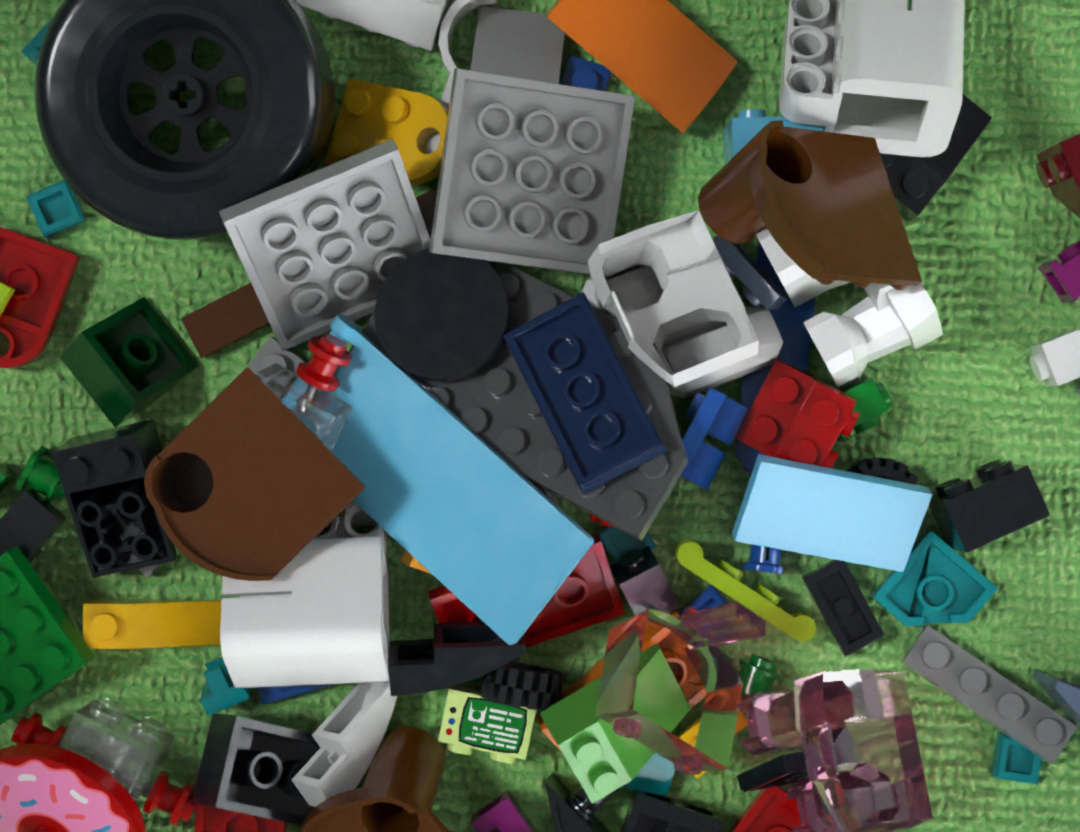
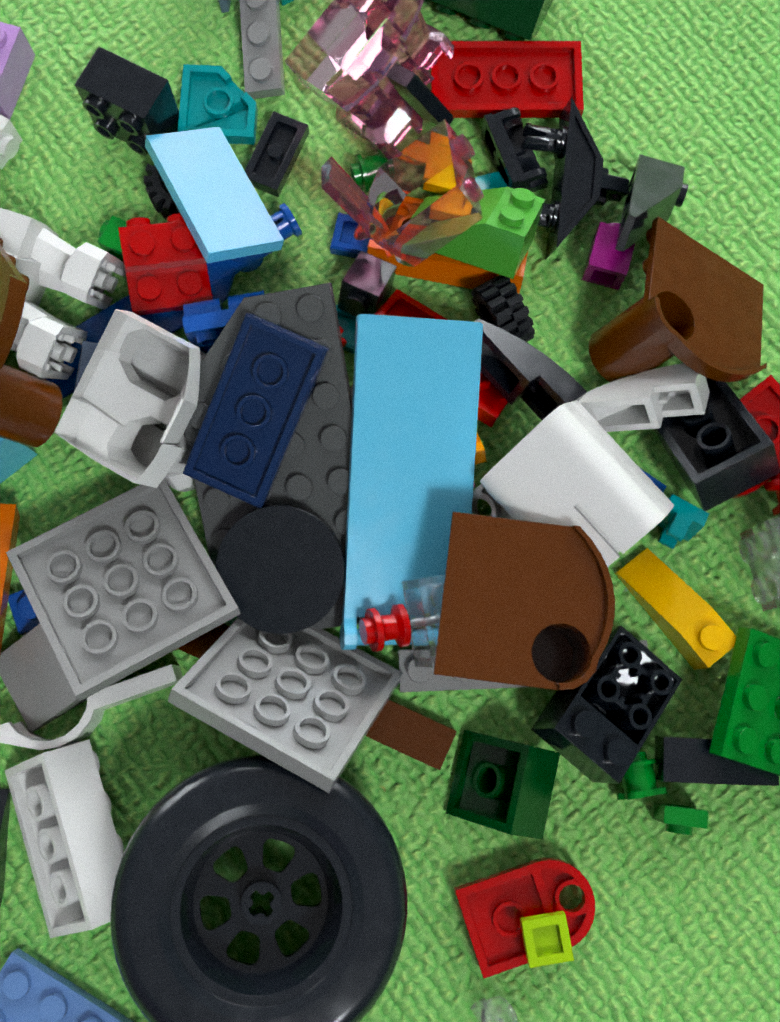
camera: 130 degrees left, 10 degrees down
(56, 209) = (432, 938): teal tile -> none
(382, 113) = (166, 735): yellow plate -> none
(485, 725) = (556, 325): brick -> none
(760, 600) = (316, 208): lime plate -> none

